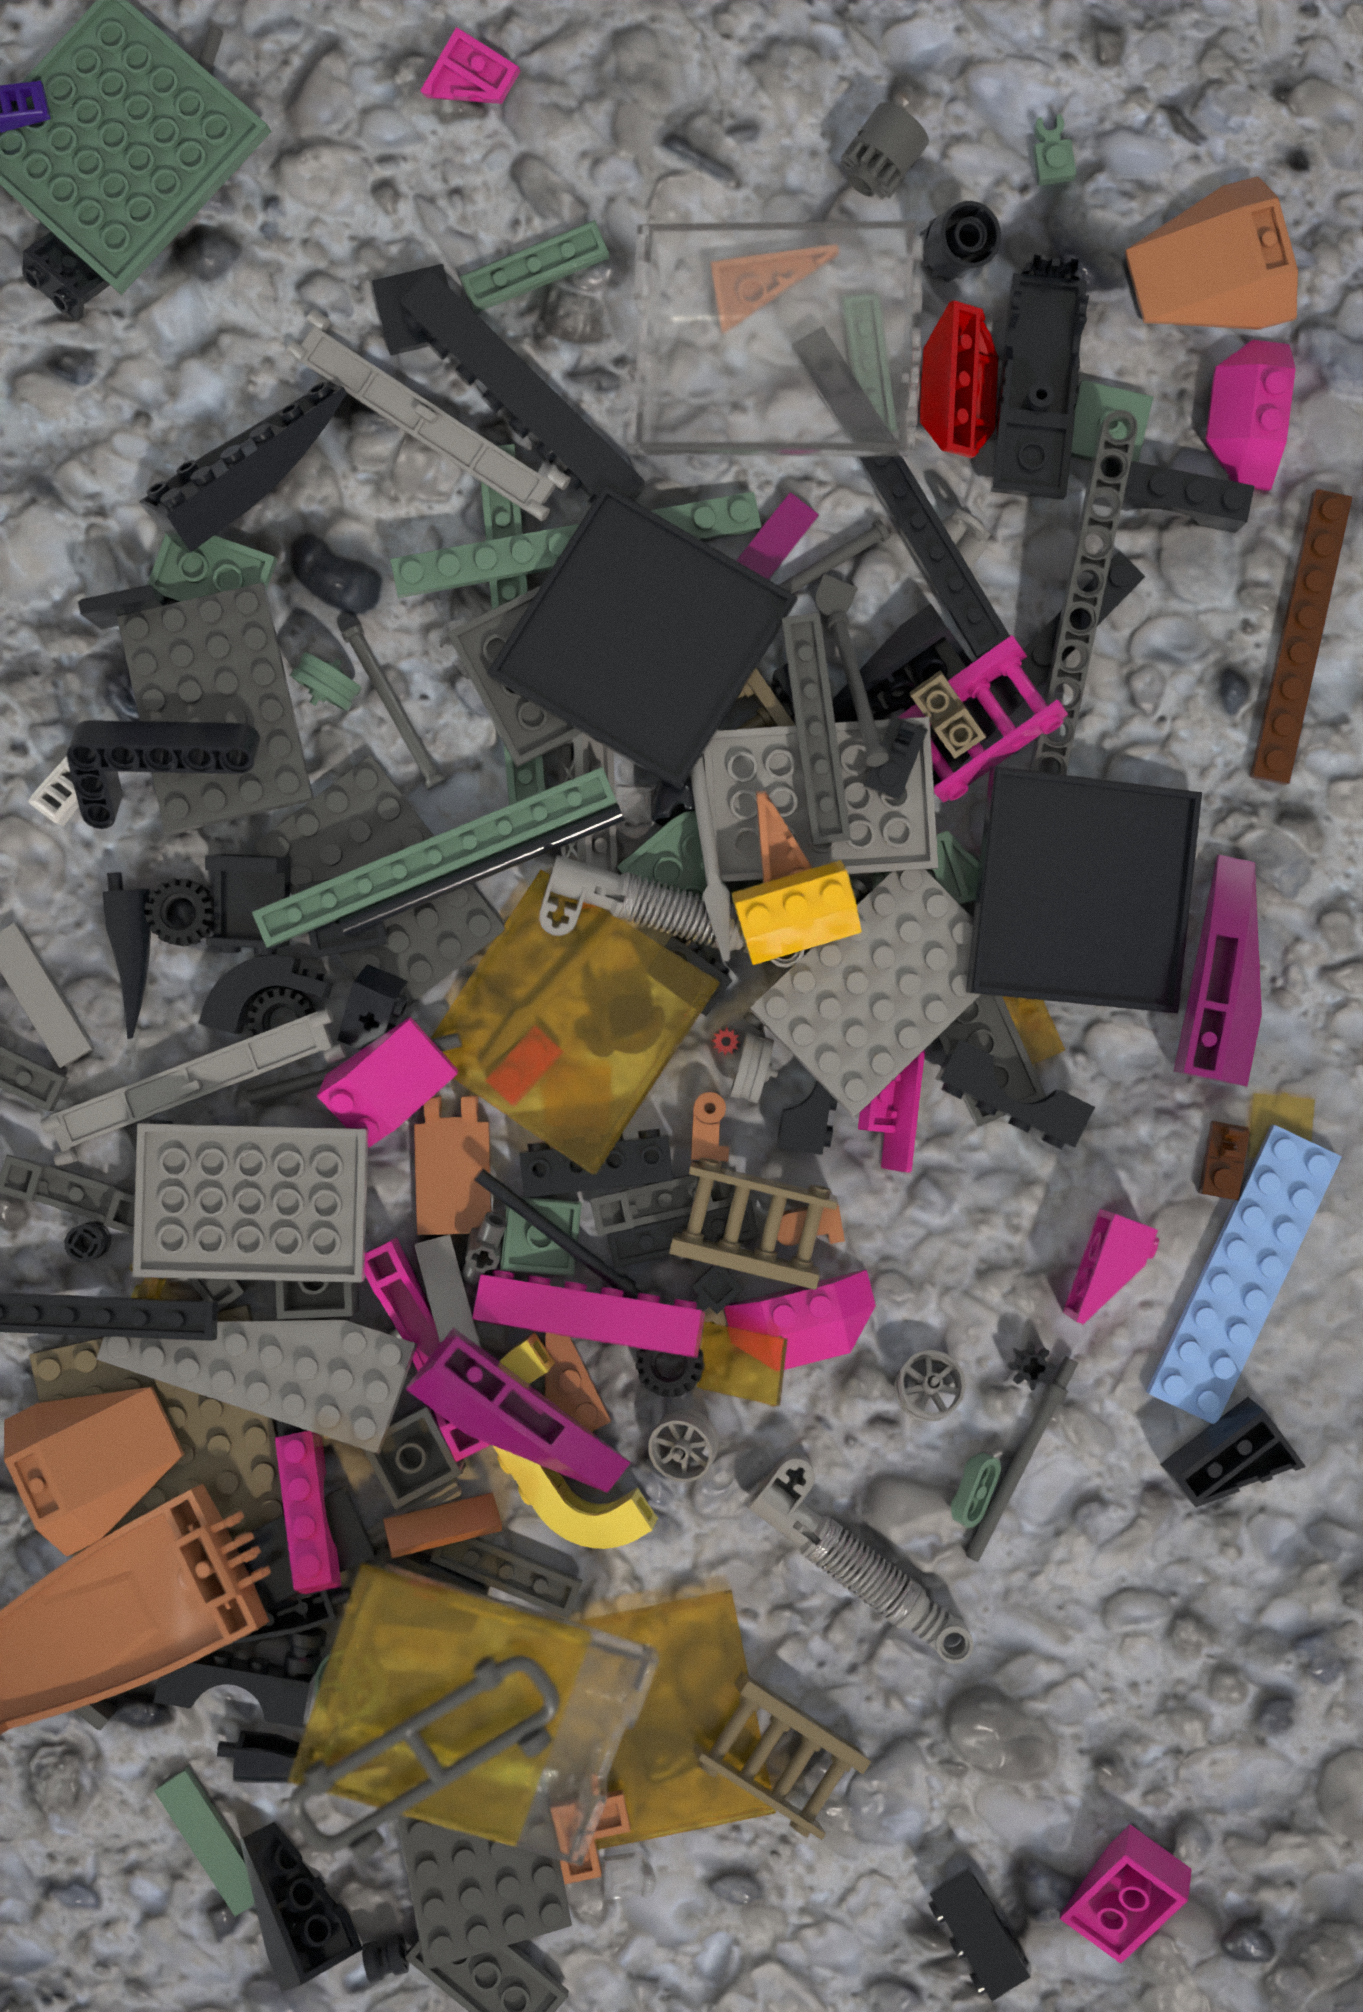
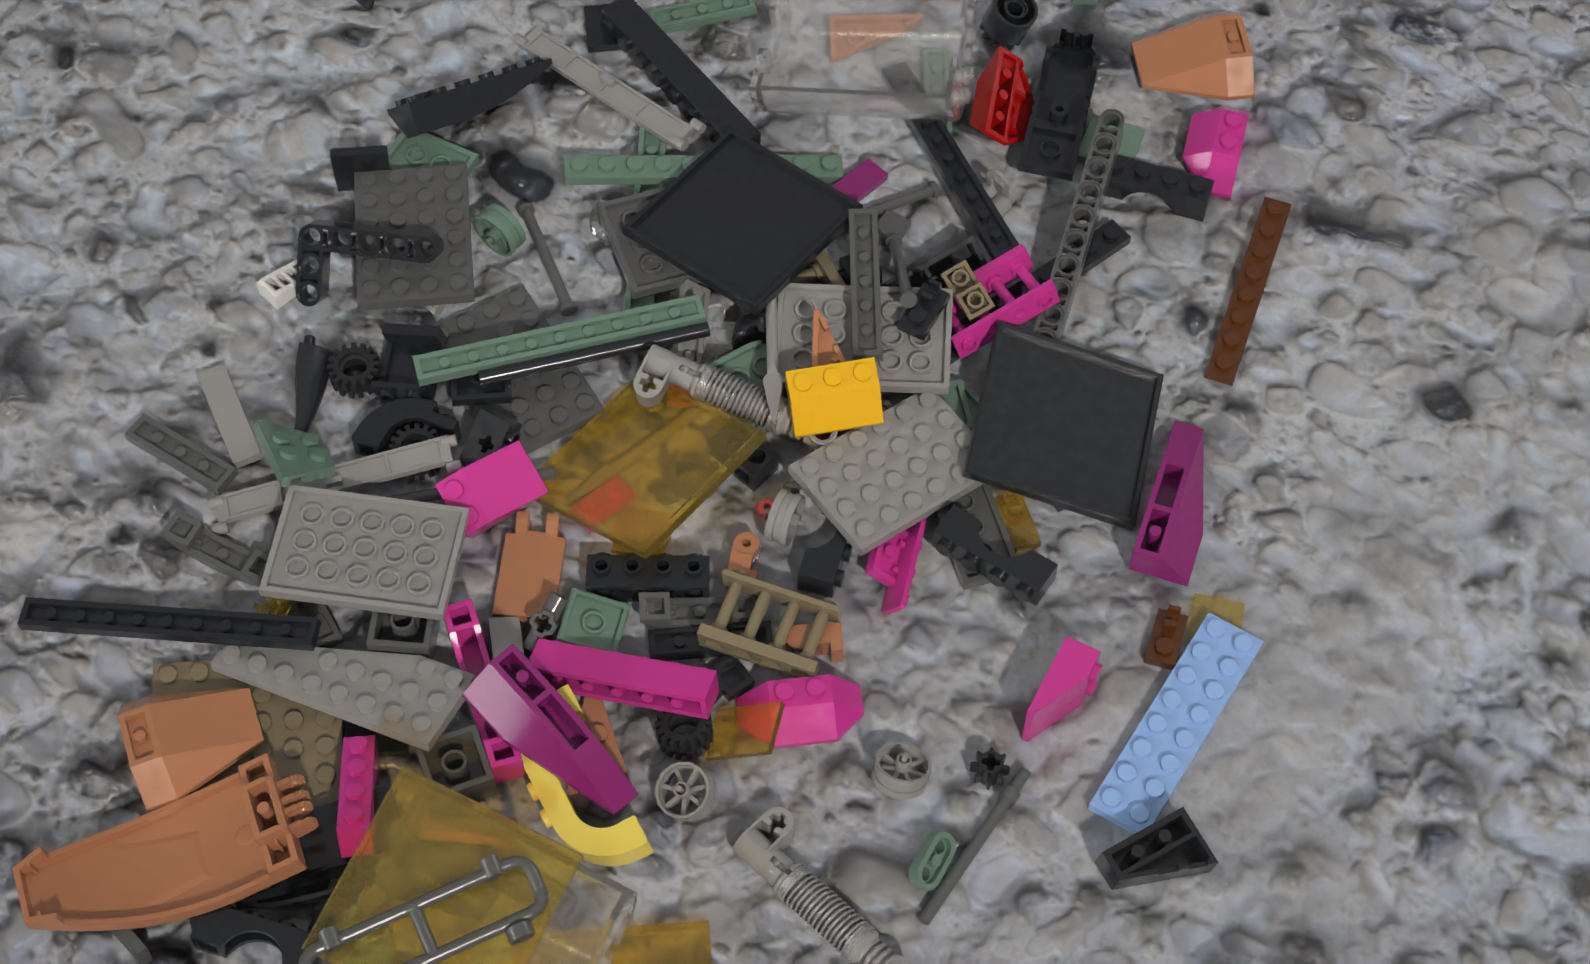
camera: 10 degrees right, 30 degrees down
(96, 1240) = (223, 586): black wheel -> none
(133, 1063) = (294, 453): none -> sand green wing
(557, 1235) = (595, 608): black bar -> none

